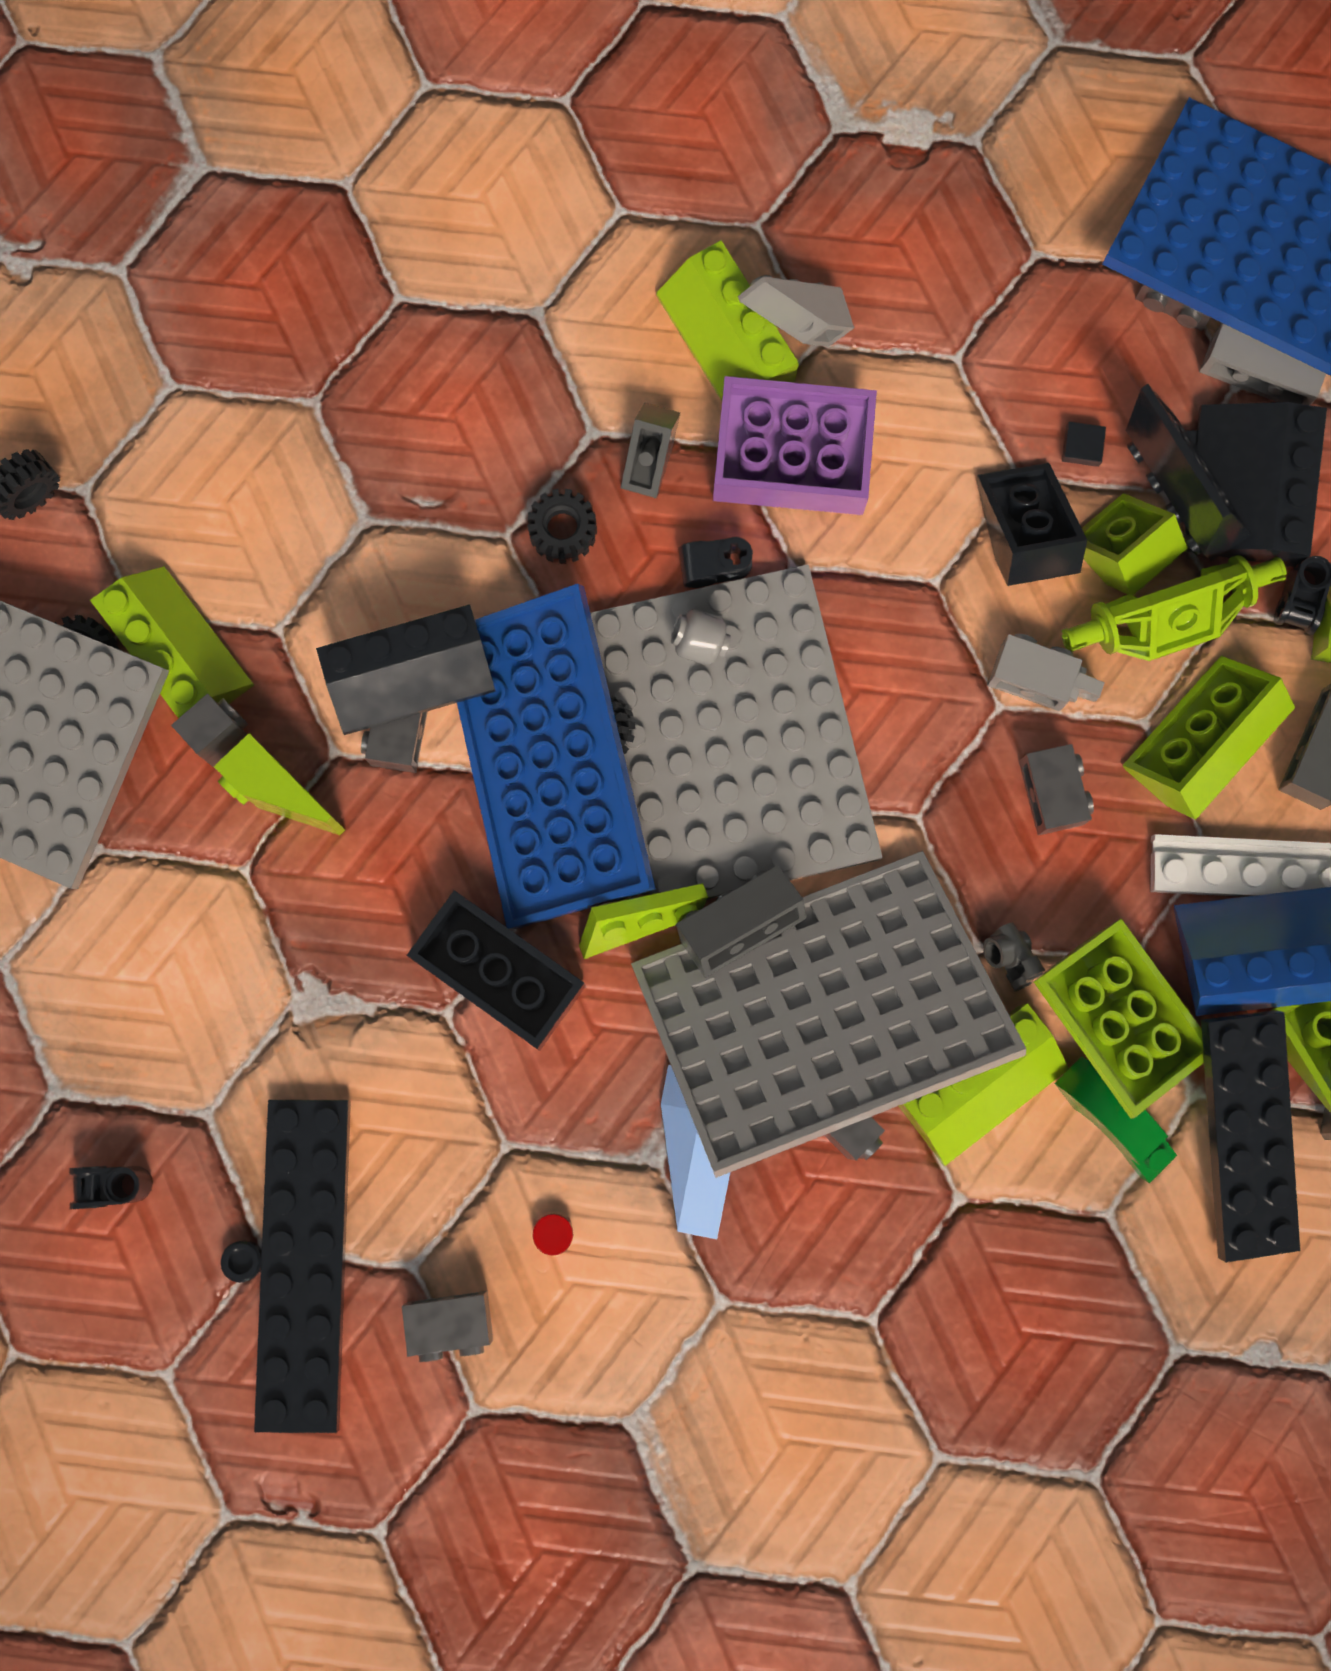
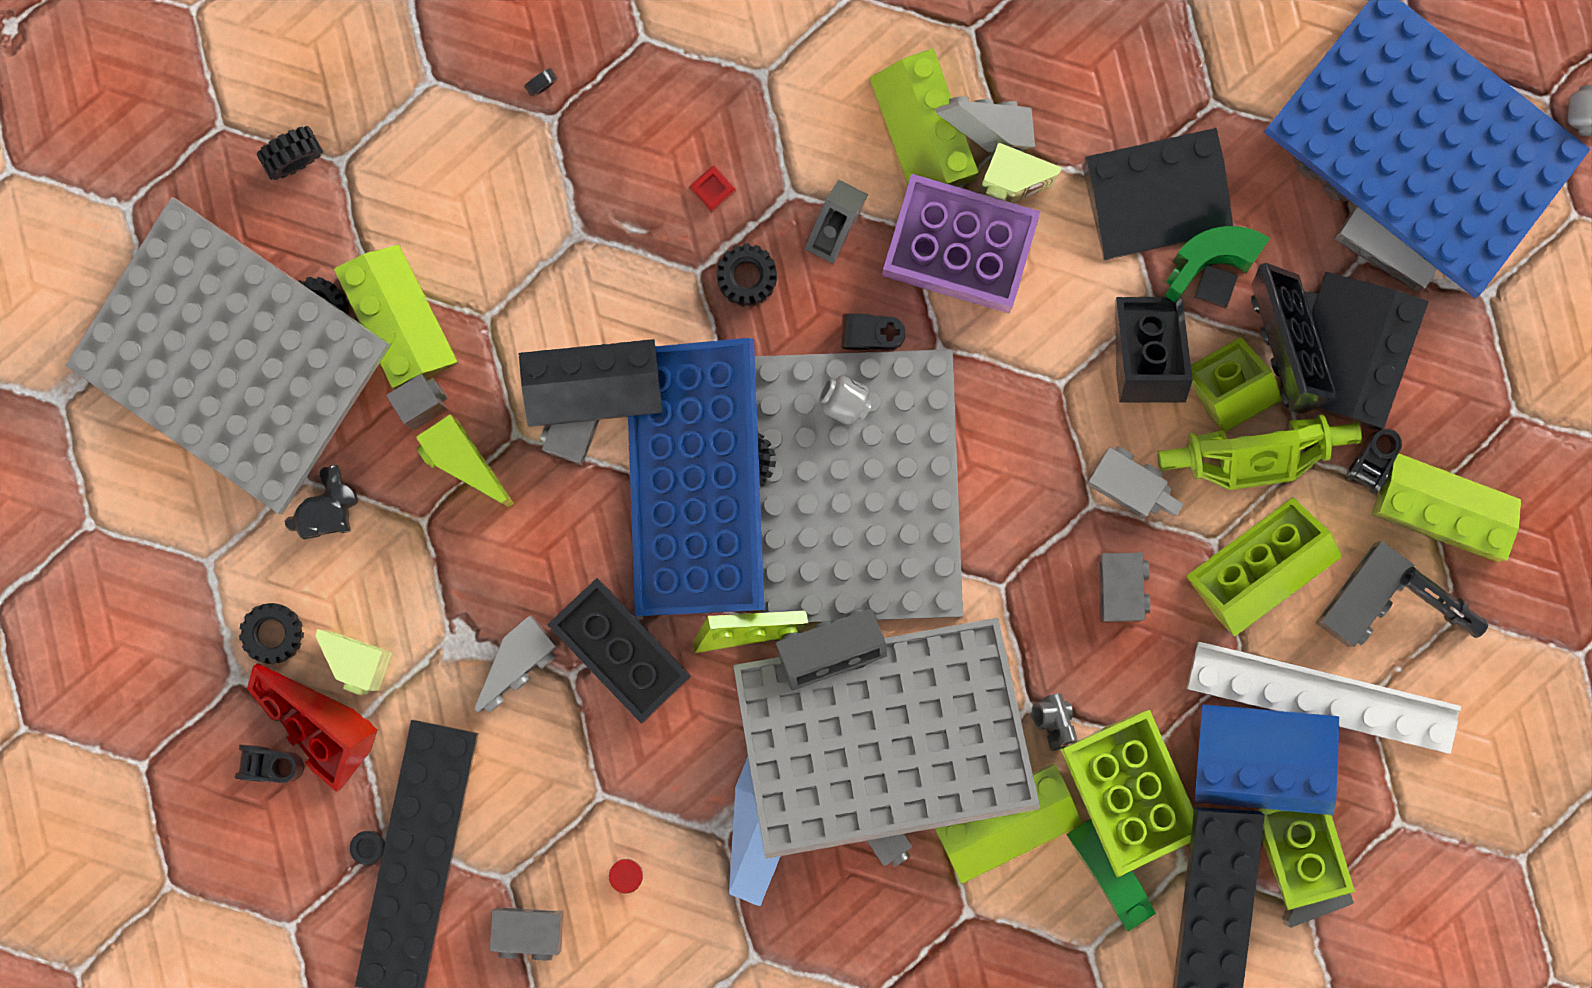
camera: 15 degrees right, 5 degrees up
(64, 1023) = (252, 623): none -> black tyre
(127, 880) = (324, 512): none -> black animal
(167, 1129) = (325, 729): none -> red wedge
(188, 1044) = (354, 662): none -> yellowish green slope
(293, 361) = (541, 82): none -> black tile
(378, 1002) = (517, 655): none -> light grey slope
(506, 442) = (712, 188): none -> red tile
(845, 355) = (1017, 175): none -> yellowish green slope
(999, 354) = (1158, 193): none -> black slope
(1077, 398) = (1219, 245): none -> green arch

